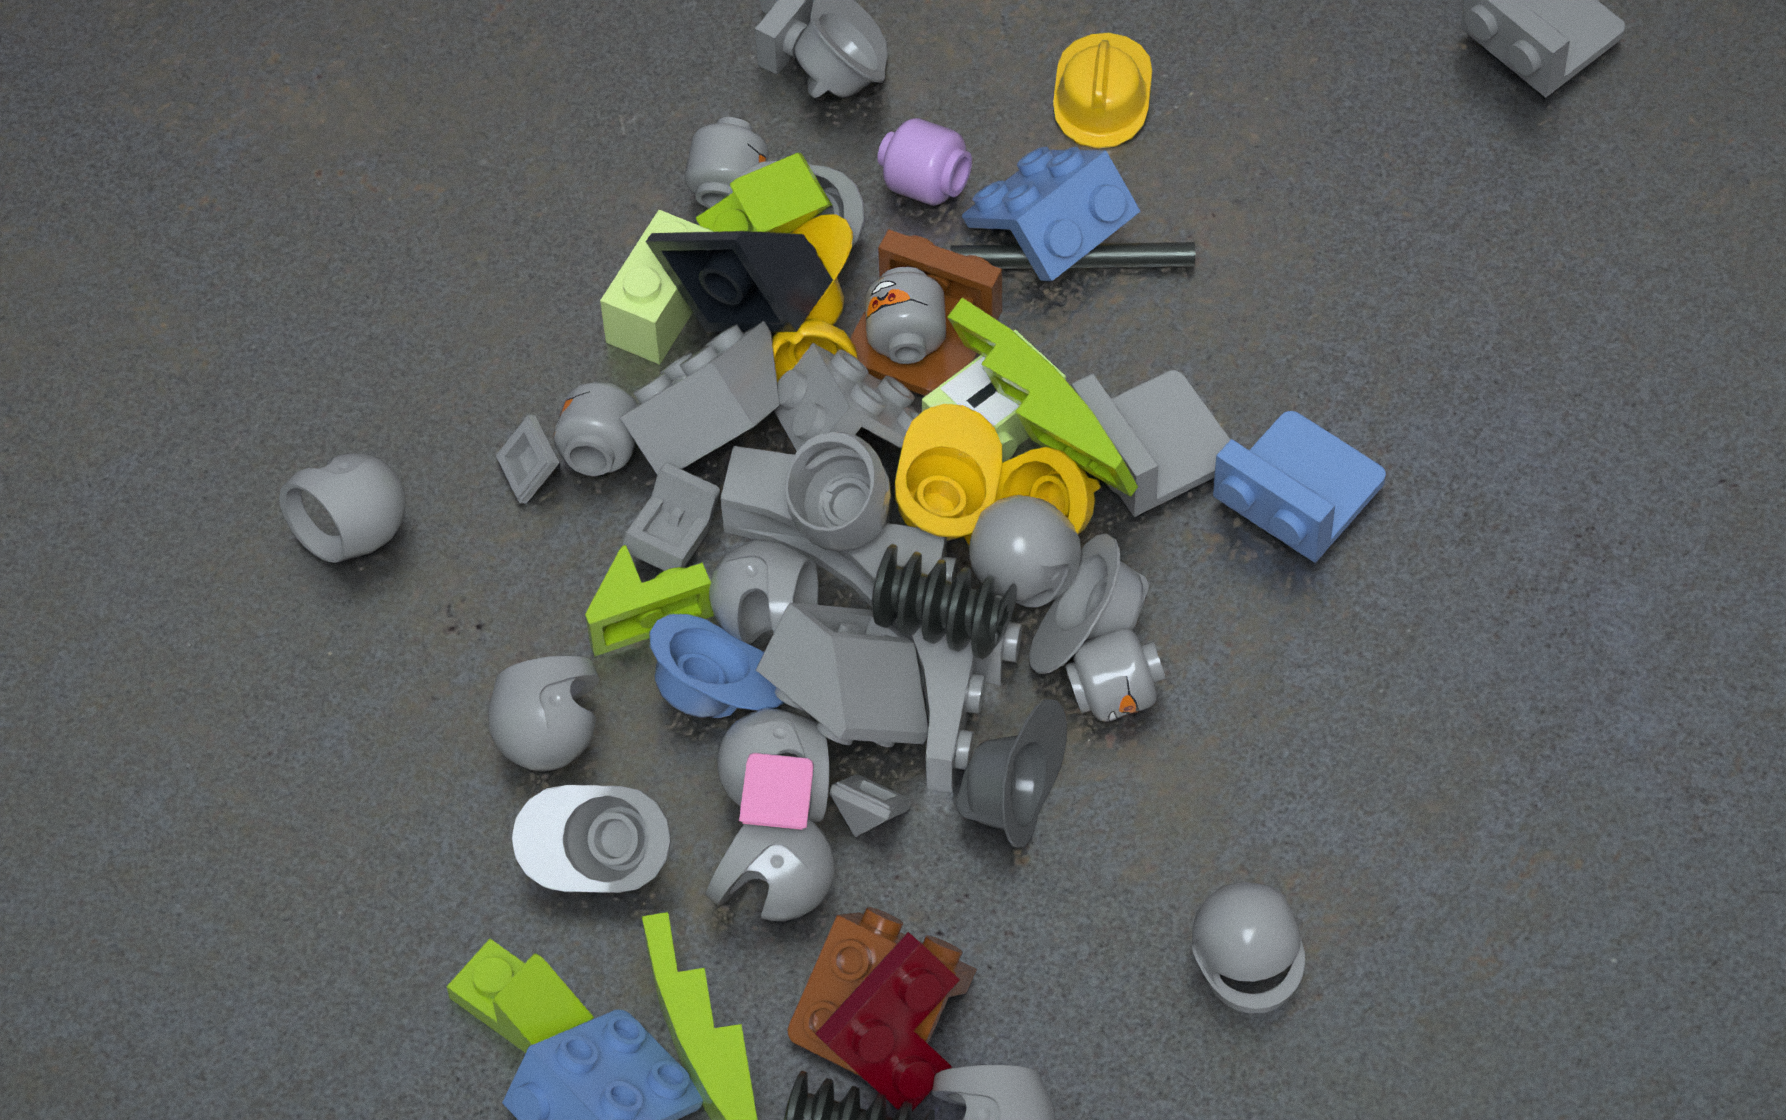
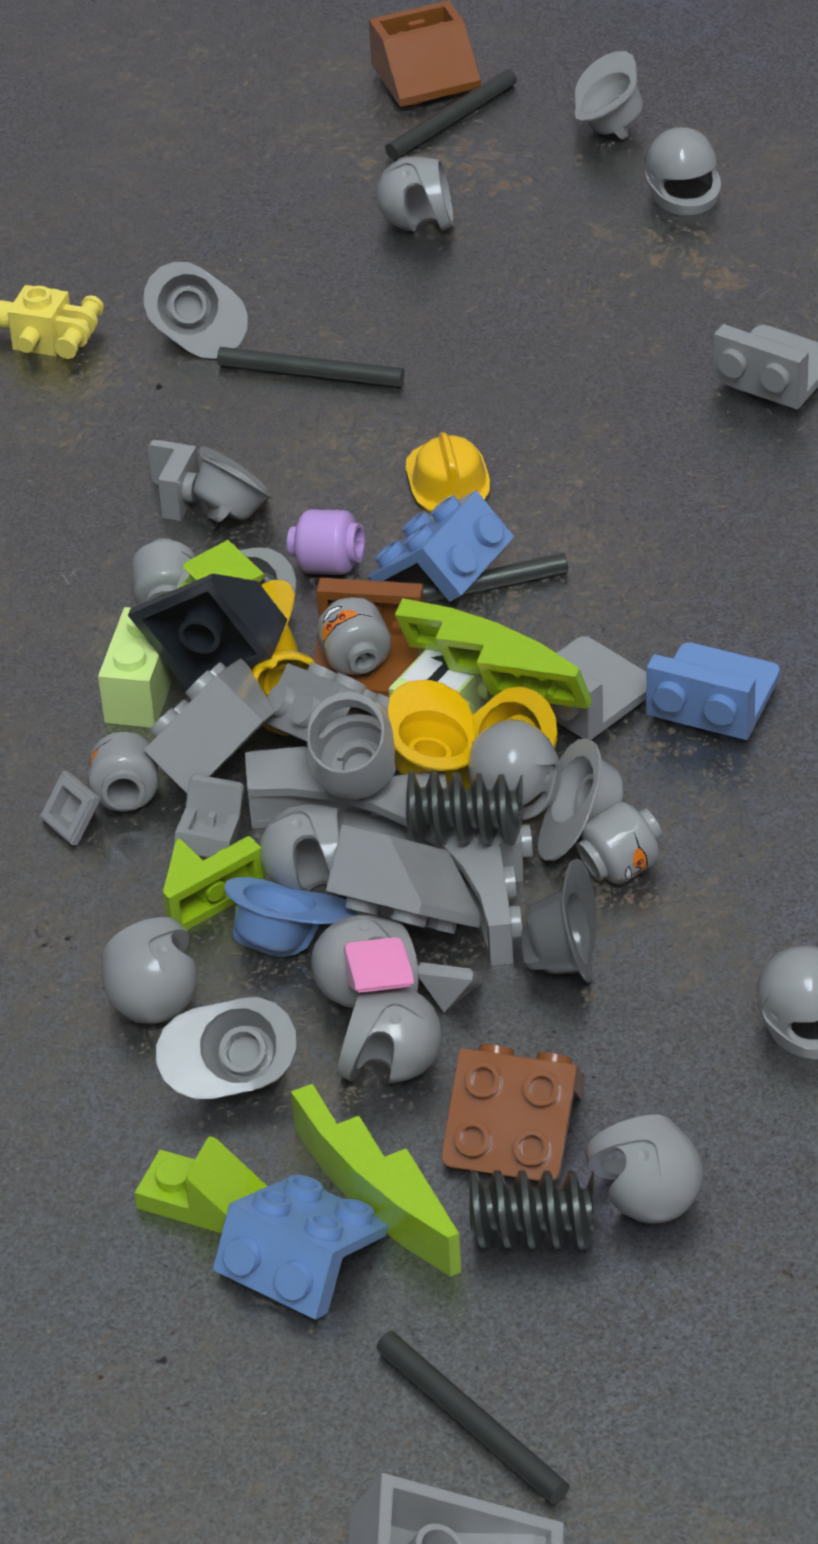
camera: 15 degrees left, 15 degrees down
(879, 1020) = (527, 1106): dark red plate -> none

